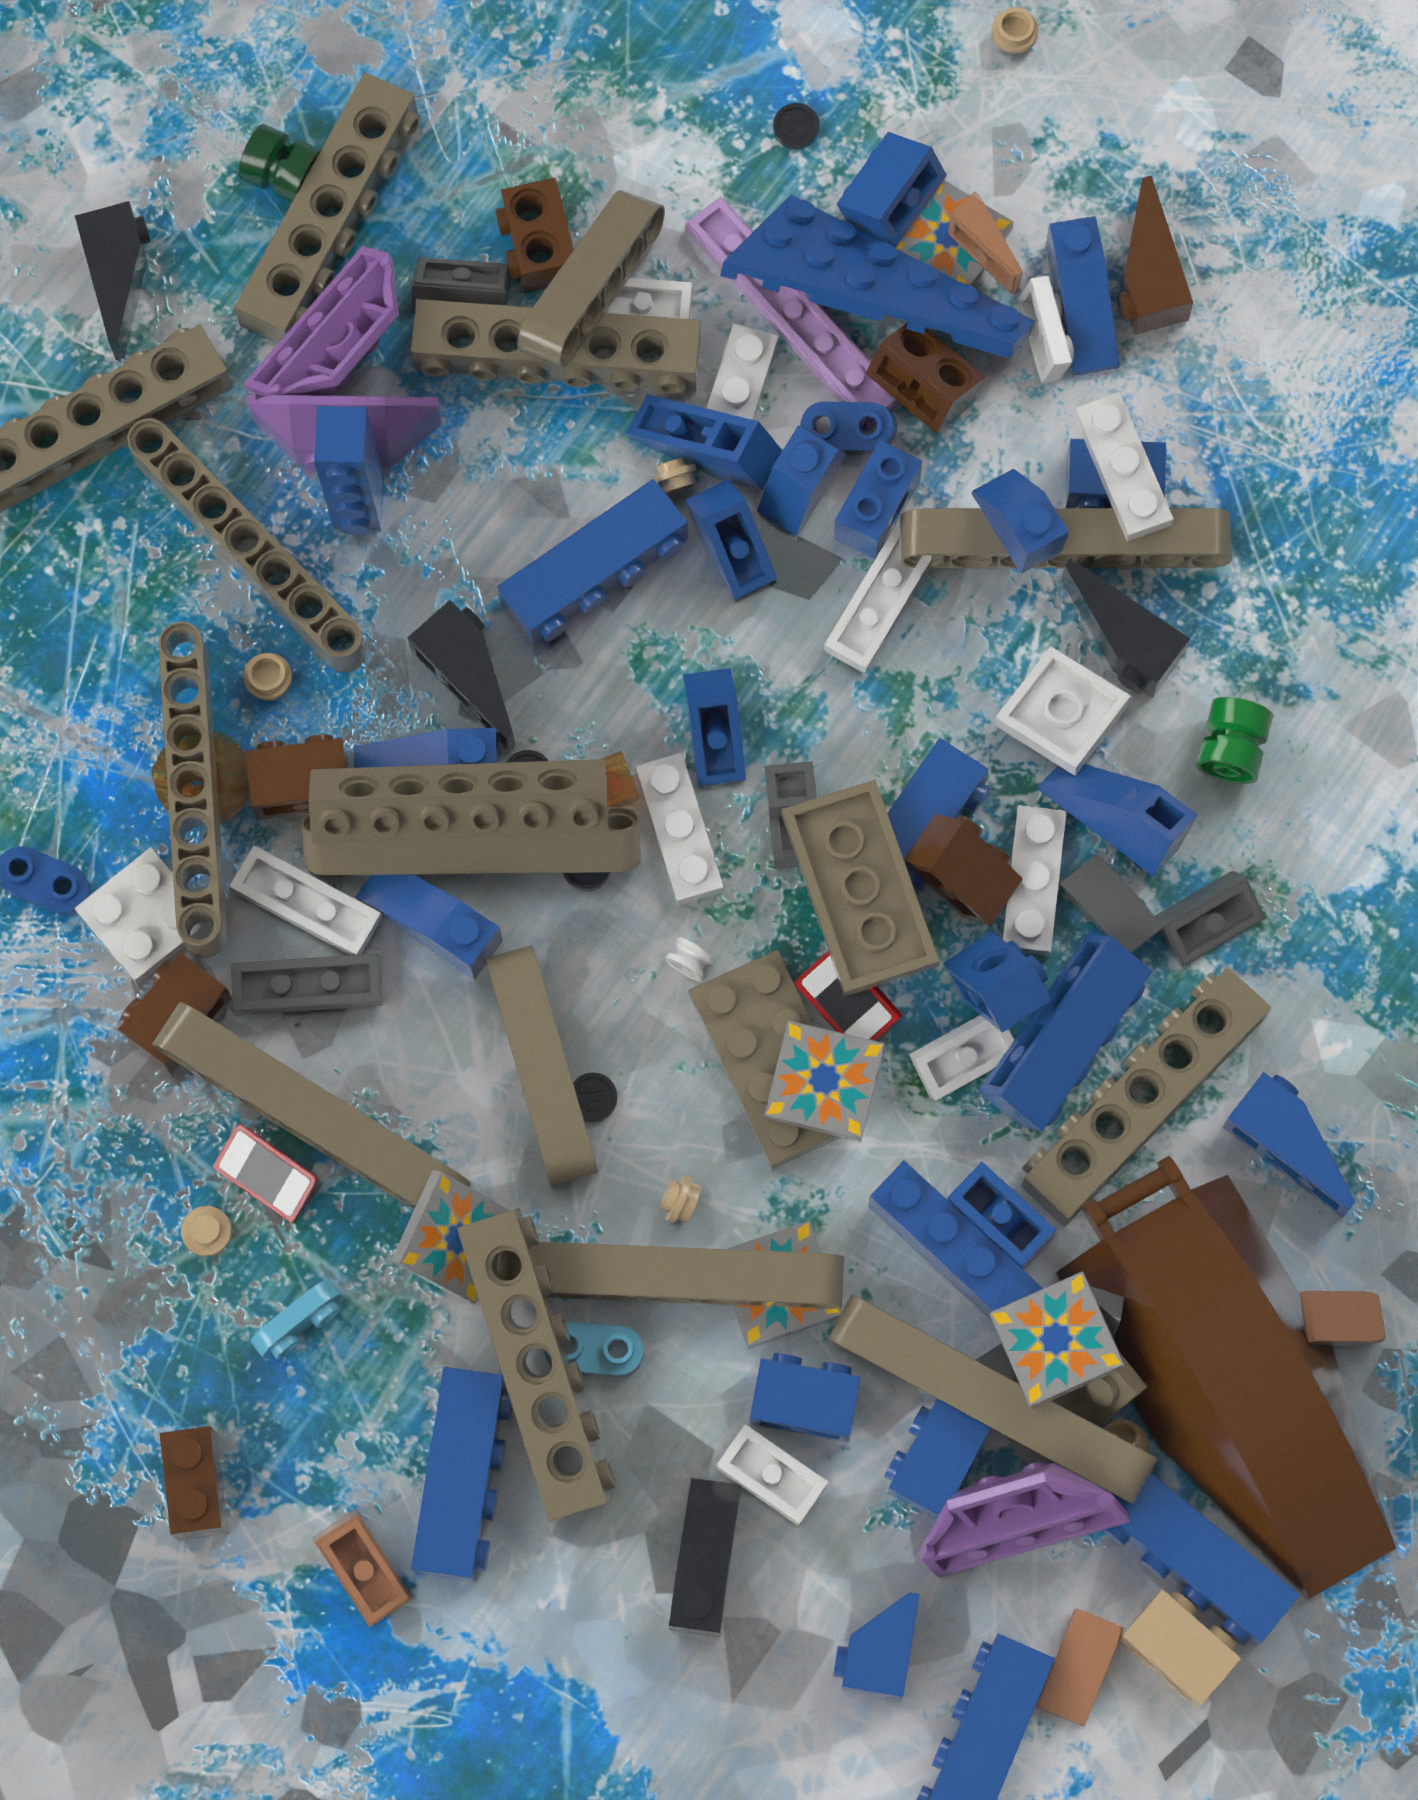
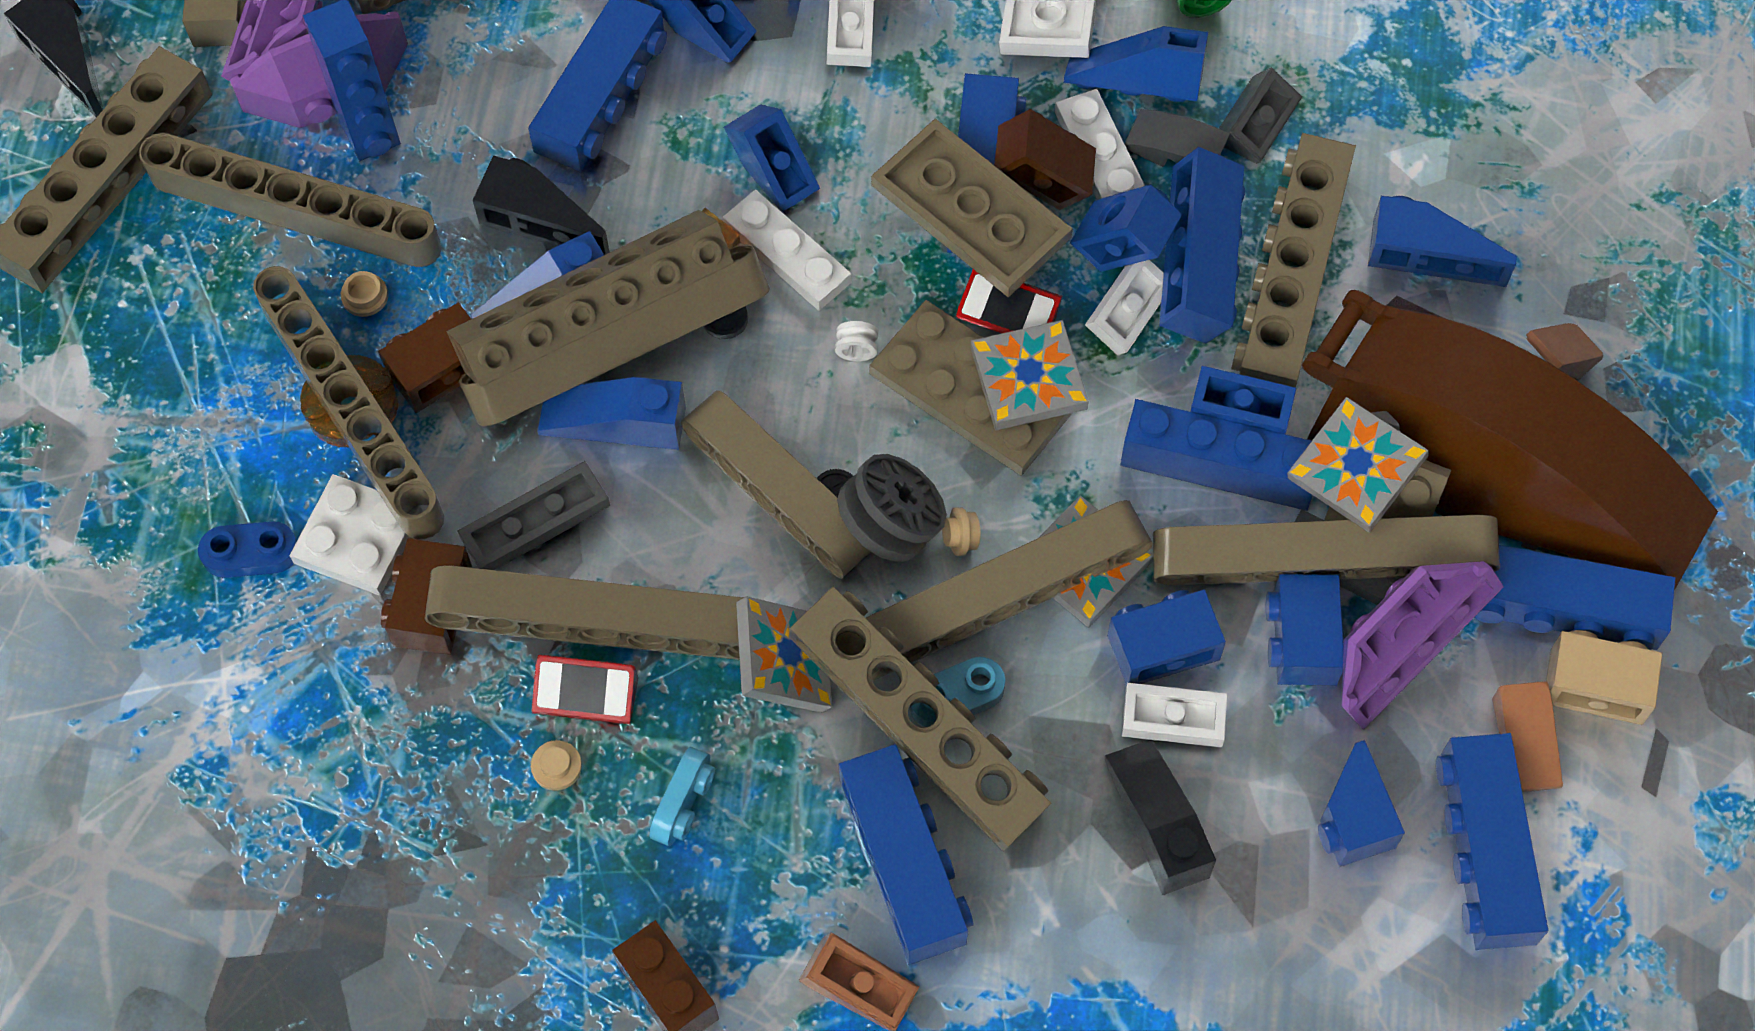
camera: 30 degrees left, 10 degrees down
(305, 902) = (496, 452): white plate -> none
(623, 1148) = (891, 507): none -> dark grey wheel
(786, 787) = (875, 209): dark grey slope -> none

